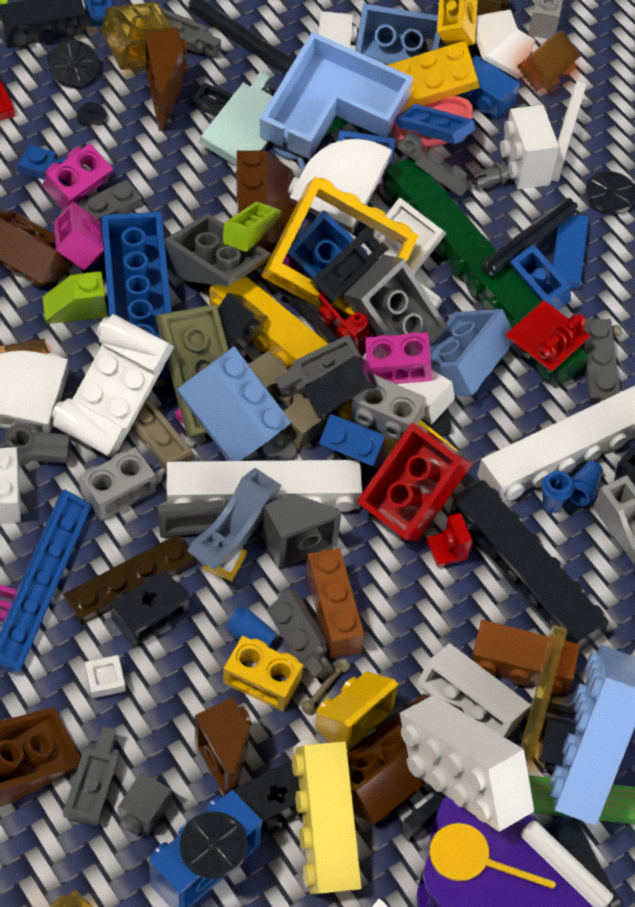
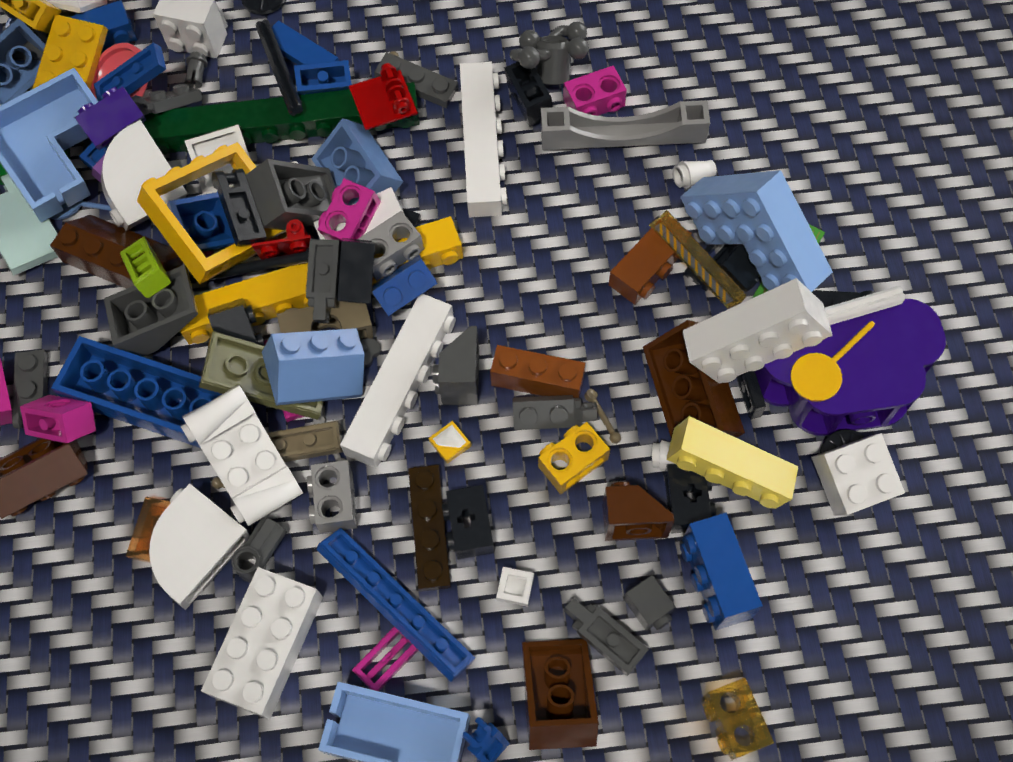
camera: 55 degrees left, 10 degrees up
(76, 299) = (120, 451): lime slope -> none
(188, 517) = (400, 450): dark grey tile -> none
(213, 845) = (736, 559): black wheel -> none
(236, 522) = (431, 414): sand blue arch -> none
(249, 625) = (525, 450): blue cone -> none
(357, 709) = (642, 399): yellow slope -> none
(380, 125) = (108, 116): none -> dark purple brick
(414, 482) = (468, 259): red brick -> none
(452, 544) = (526, 262): red bracket -> none
(469, 686) = (666, 308): white brick -> none
(528, 565) = (572, 218): black brick -> none
(556, 490) = (522, 165): blue cone -> none
(586, 484) = (522, 145): blue cone -> none

